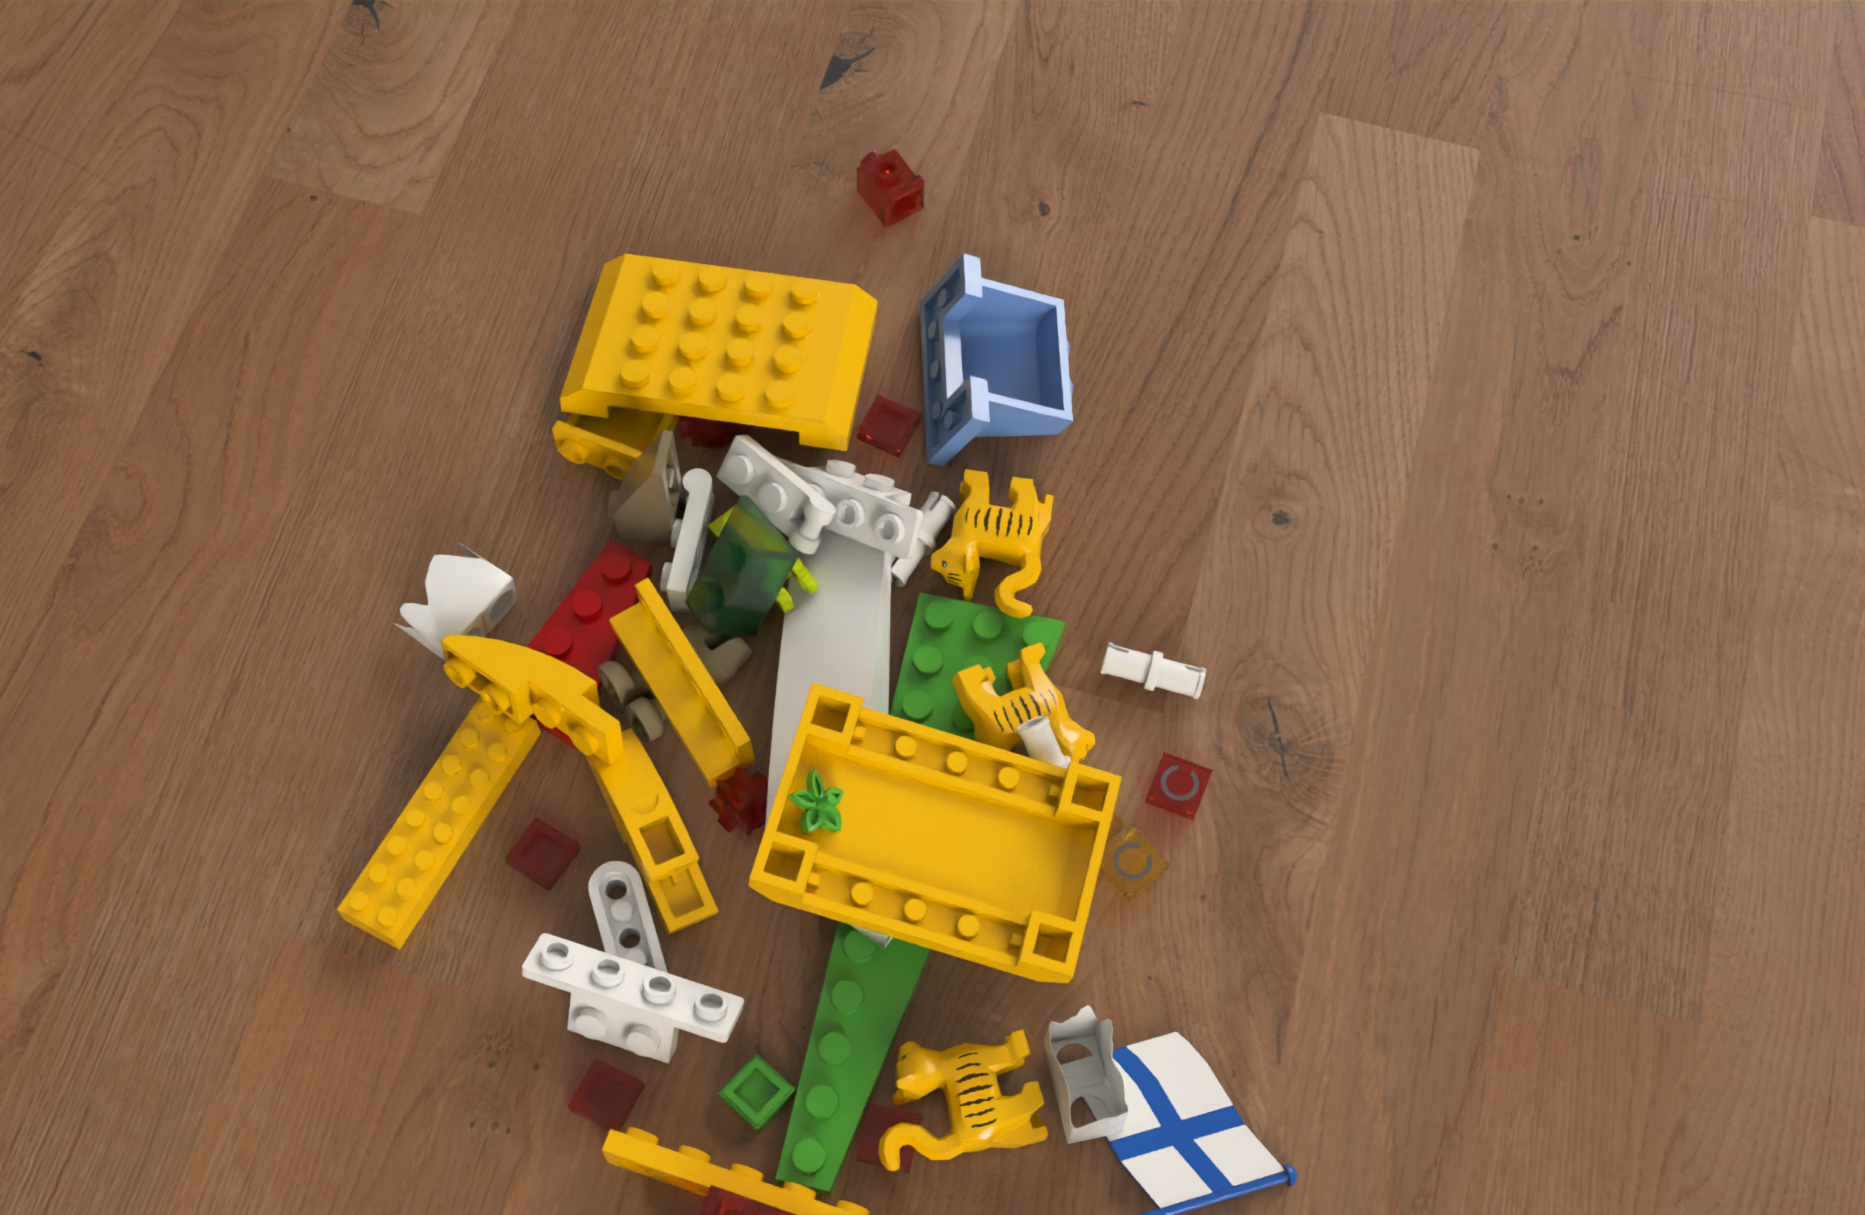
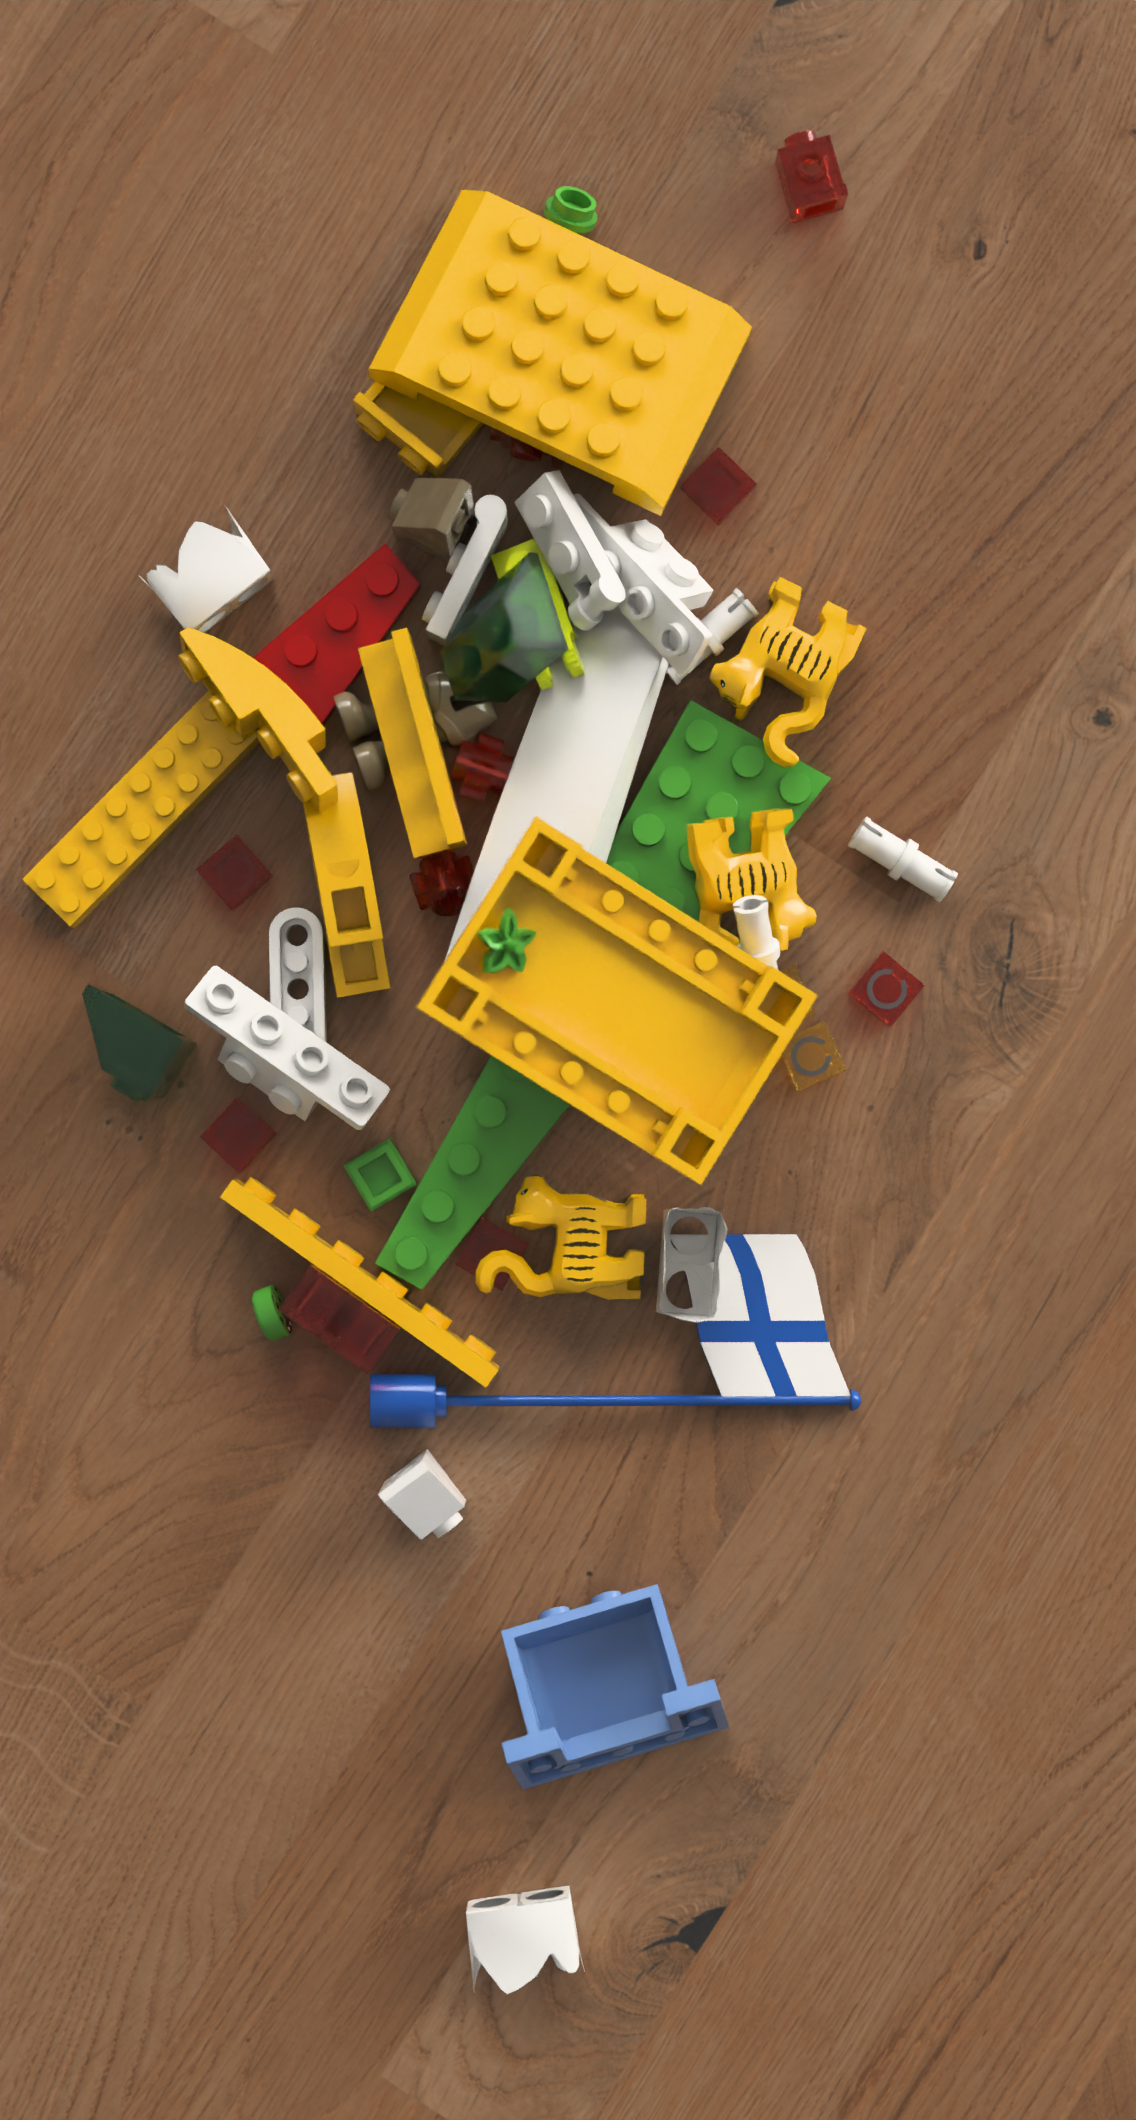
camera: 20 degrees right, 25 degrees up
(487, 1023) = (135, 1046): none -> clear green slope
(701, 252) = (572, 209): none -> bright green plate
(750, 692) = (481, 767): none -> clear red gear
(991, 362) = (850, 450): medium blue windscreen -> none

